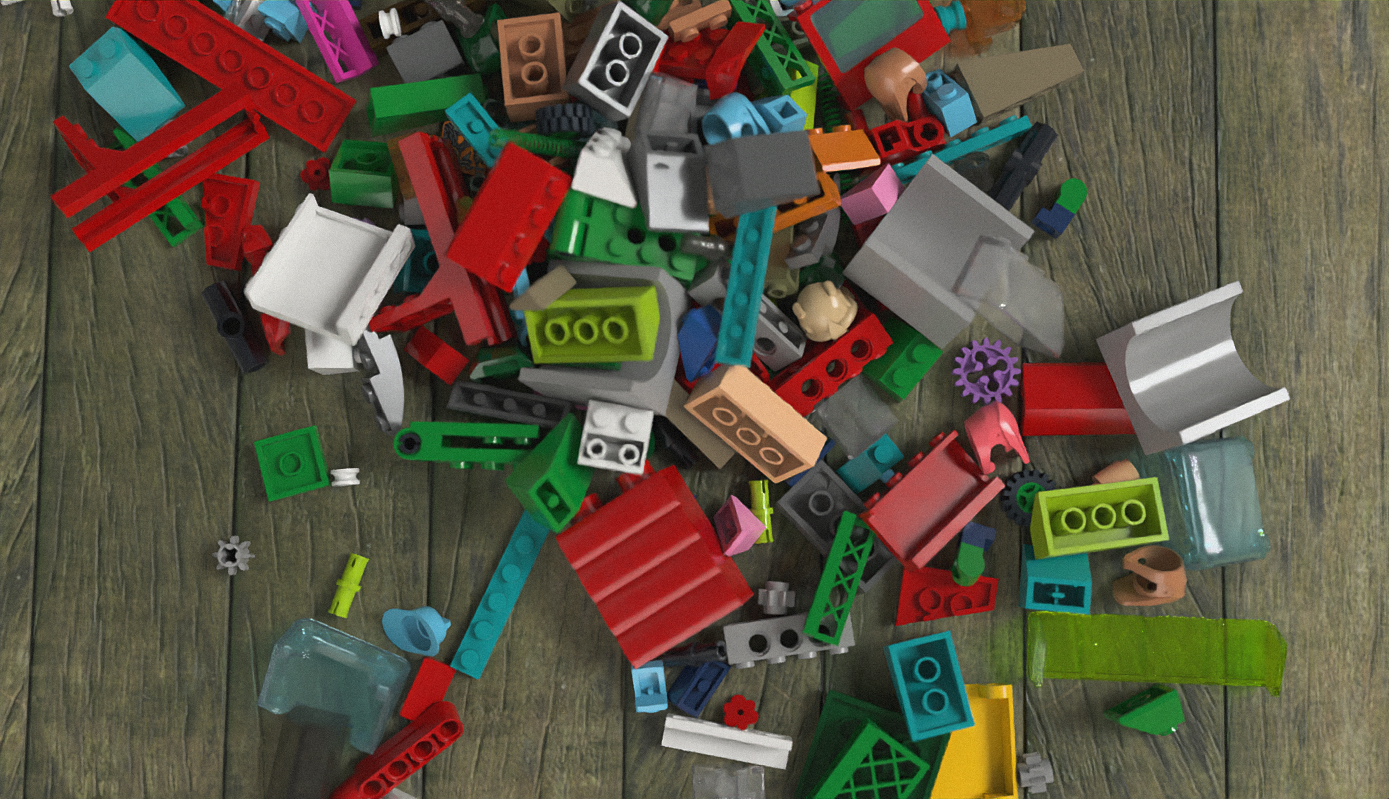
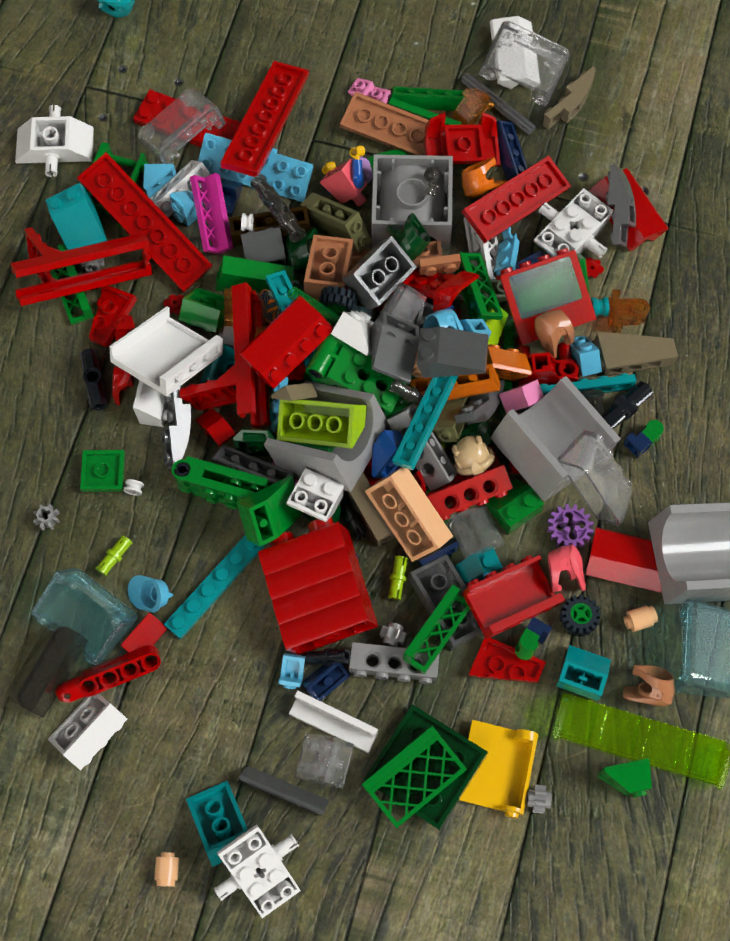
camera: 10 degrees right, 15 degrees down
(737, 527) = (379, 582): bright pink slope -> none
(737, 705) = (348, 705): red plant -> none
(929, 685) = (480, 715): teal slope -> none
(1097, 518) = (622, 636): lime slope -> none

